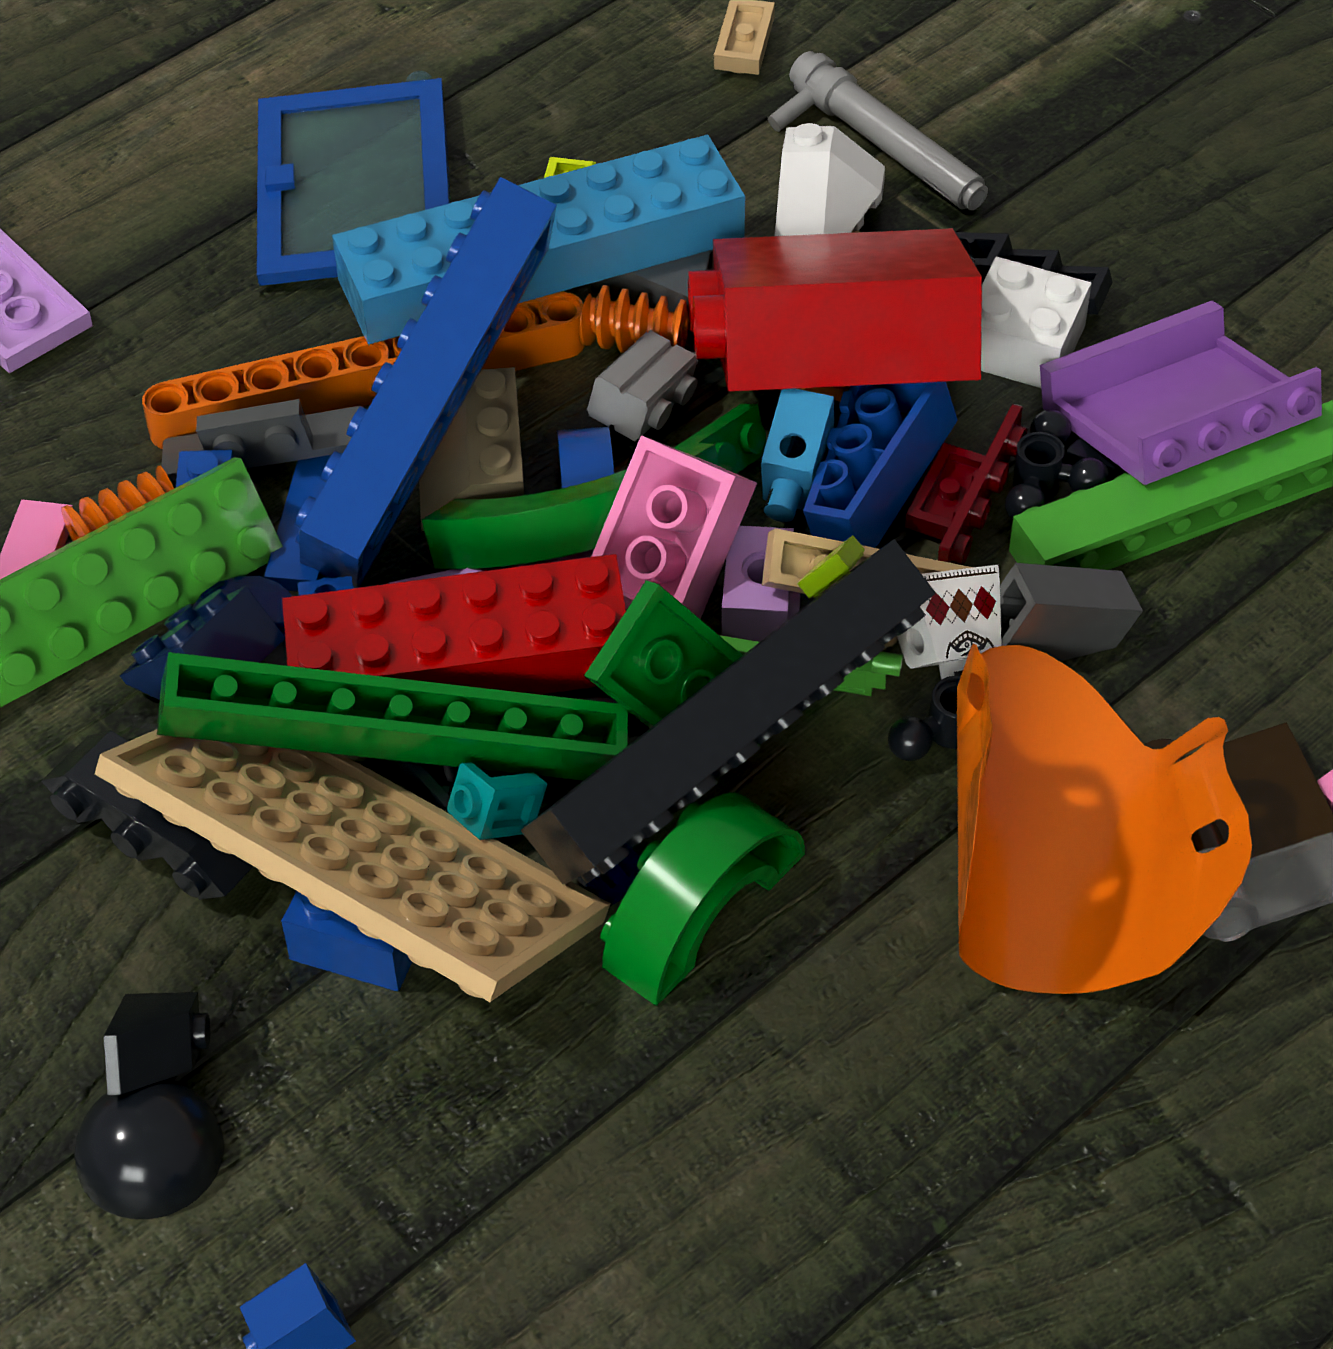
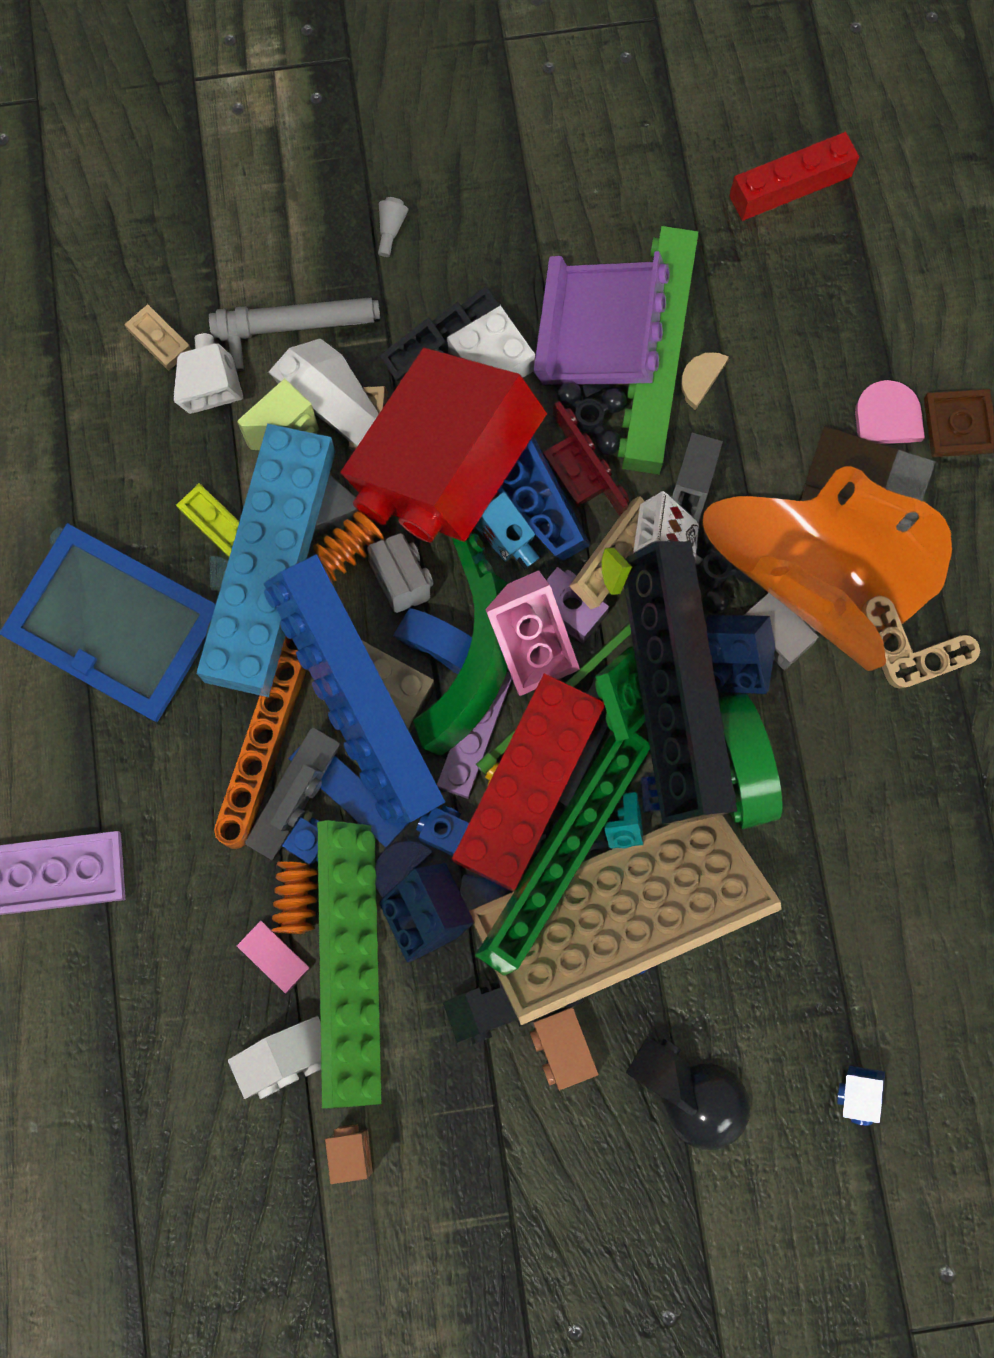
camera: 55 degrees left, 25 degrees up
(115, 913) = (564, 1049): none -> nougat brick
(731, 91) = (206, 376): none -> white torso
(754, 159) = (280, 407): none -> yellowish green slope
(846, 786) = (741, 652): none -> dark blue slope
(926, 838) = (790, 632): none -> light grey brick
(1036, 1018) = (903, 654): none -> tan beam
(1107, 147) = (391, 216): none -> light grey cone
(1223, 558) = (700, 376): none -> tan tile

